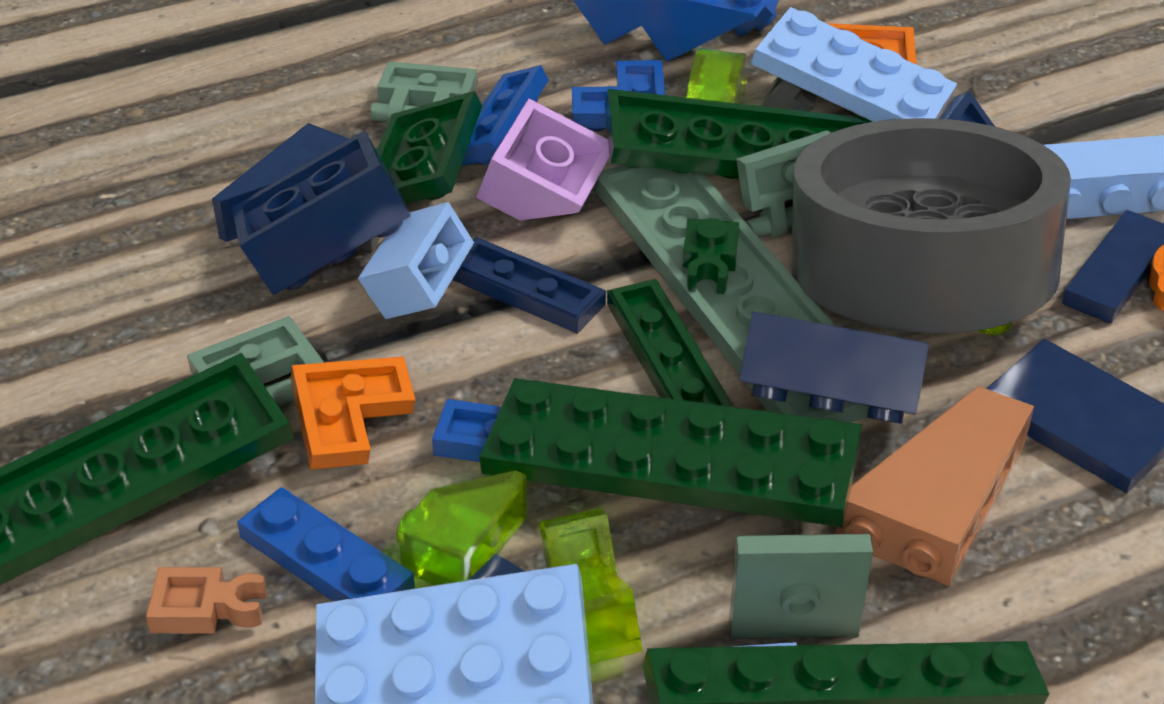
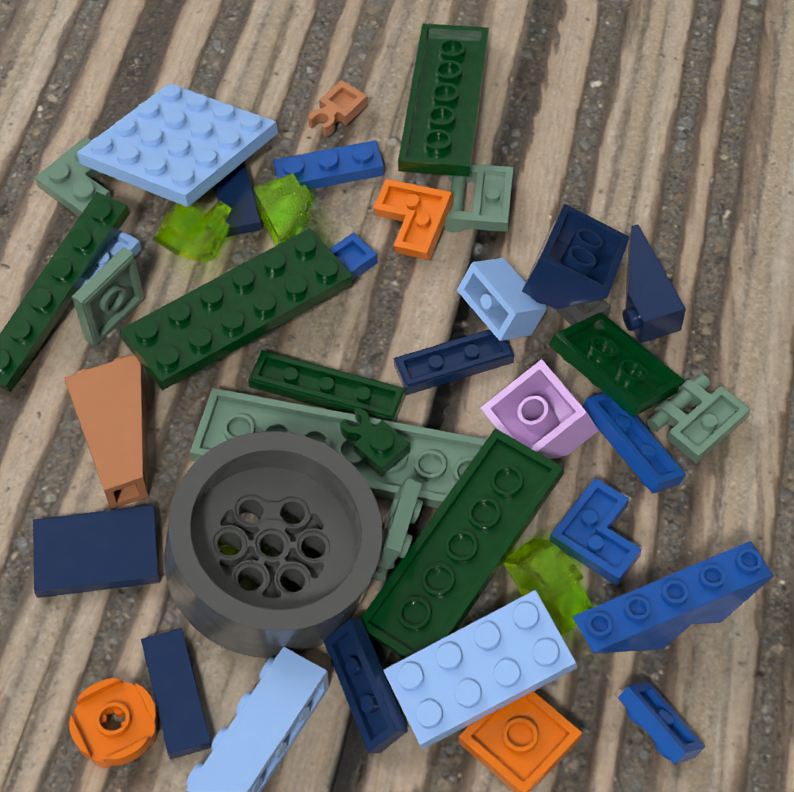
camera: 130 degrees right, 15 degrees up
(834, 366) = (218, 409): dark blue slope -> none

